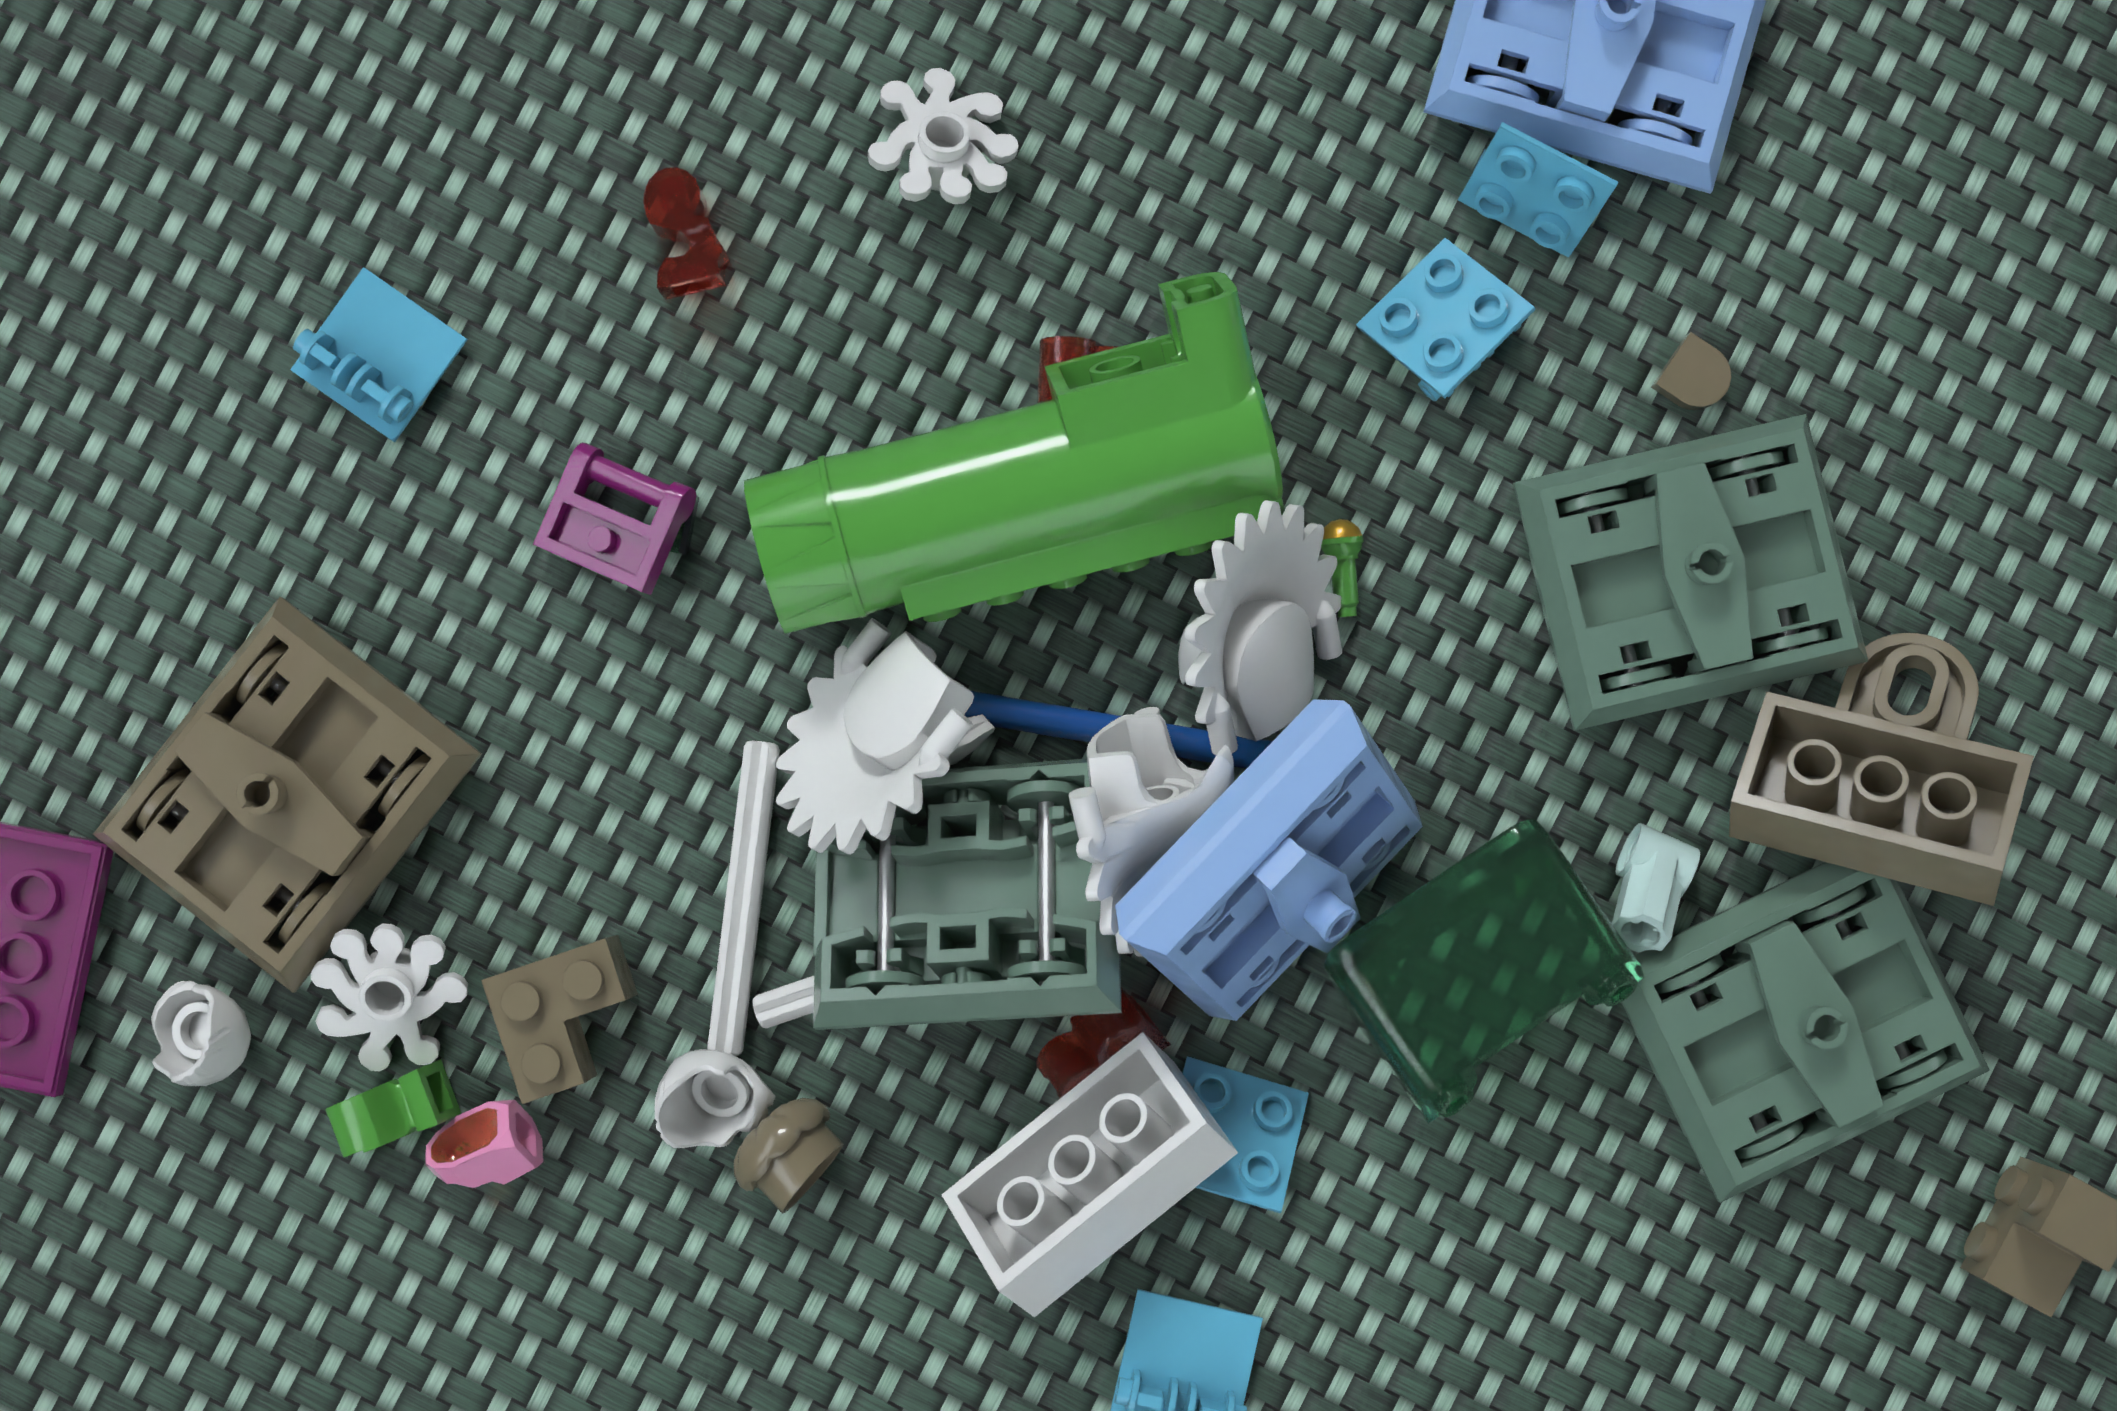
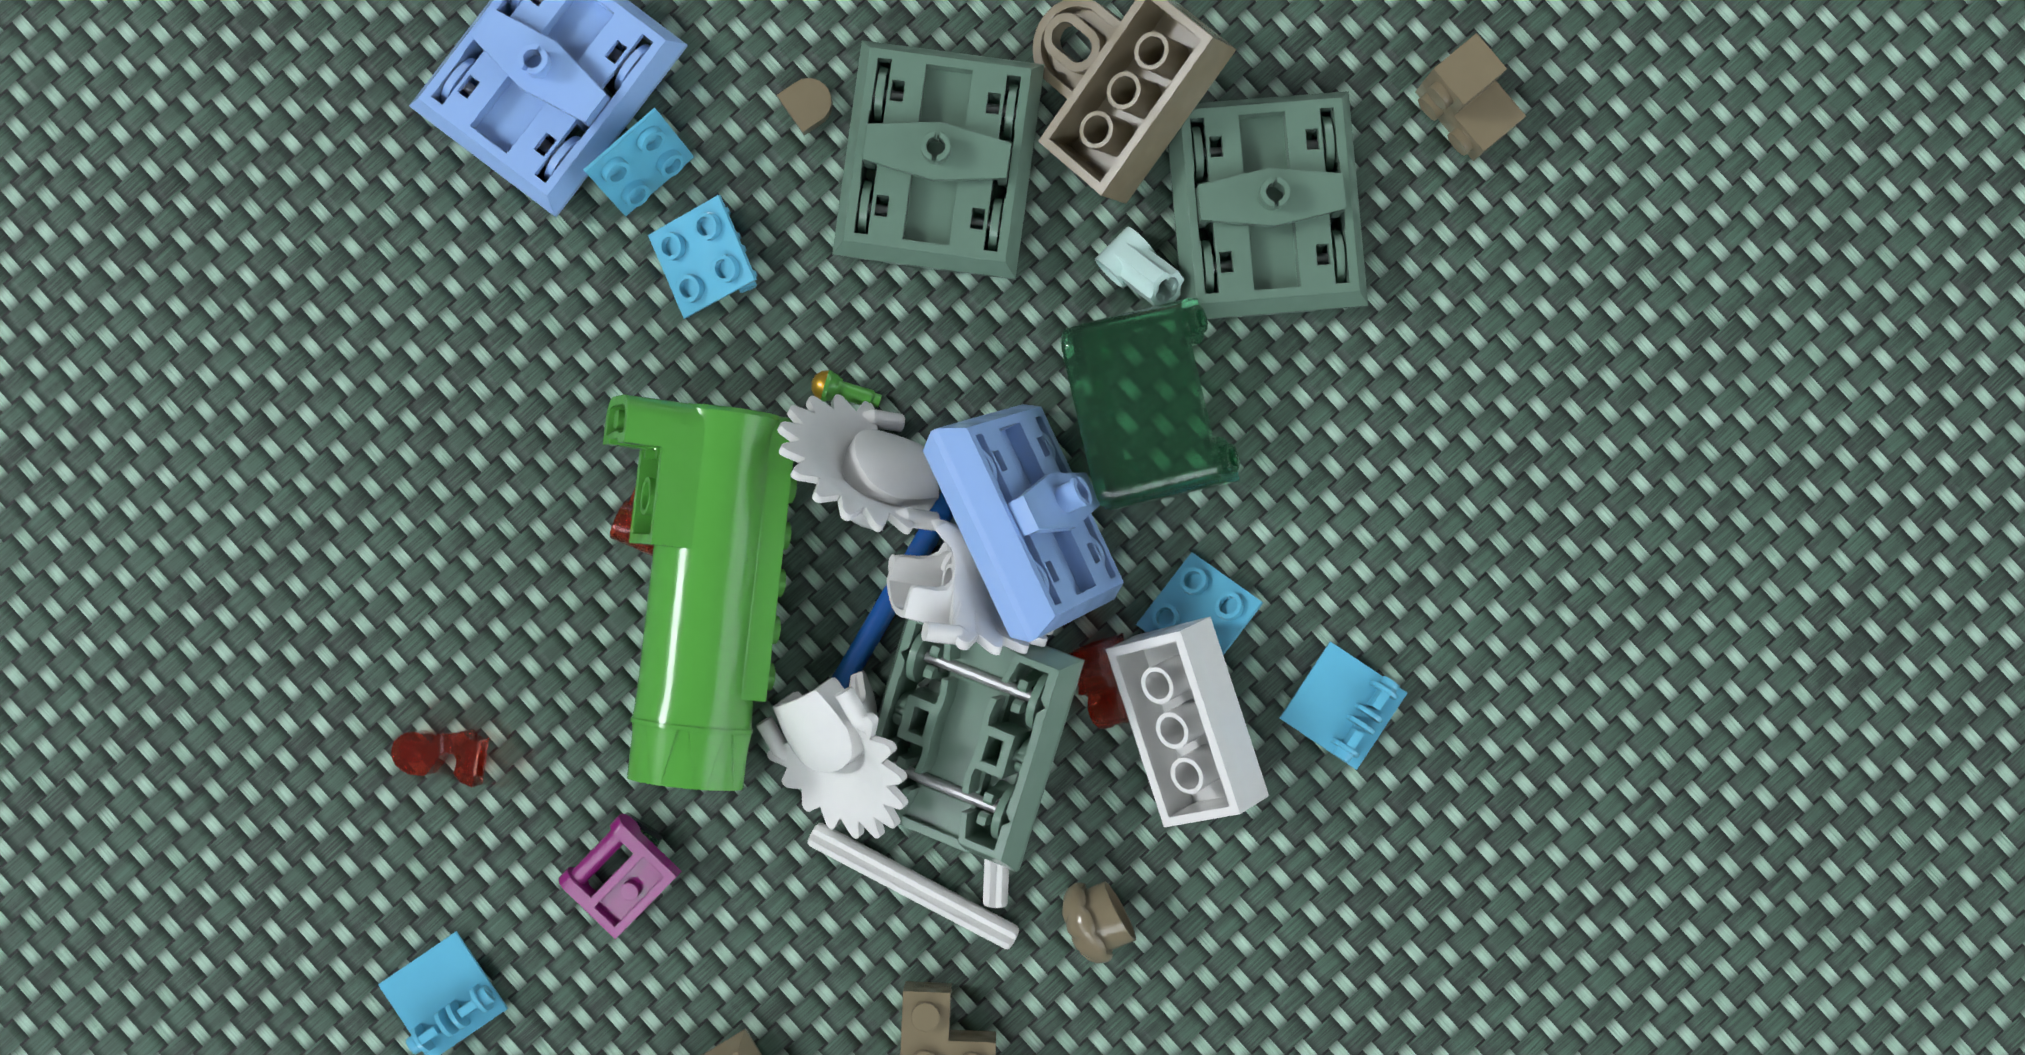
camera: 70 degrees left, 0 degrees up
(709, 1099) = (1040, 961): white hair -> none
(944, 140) = (447, 551): white animal -> none

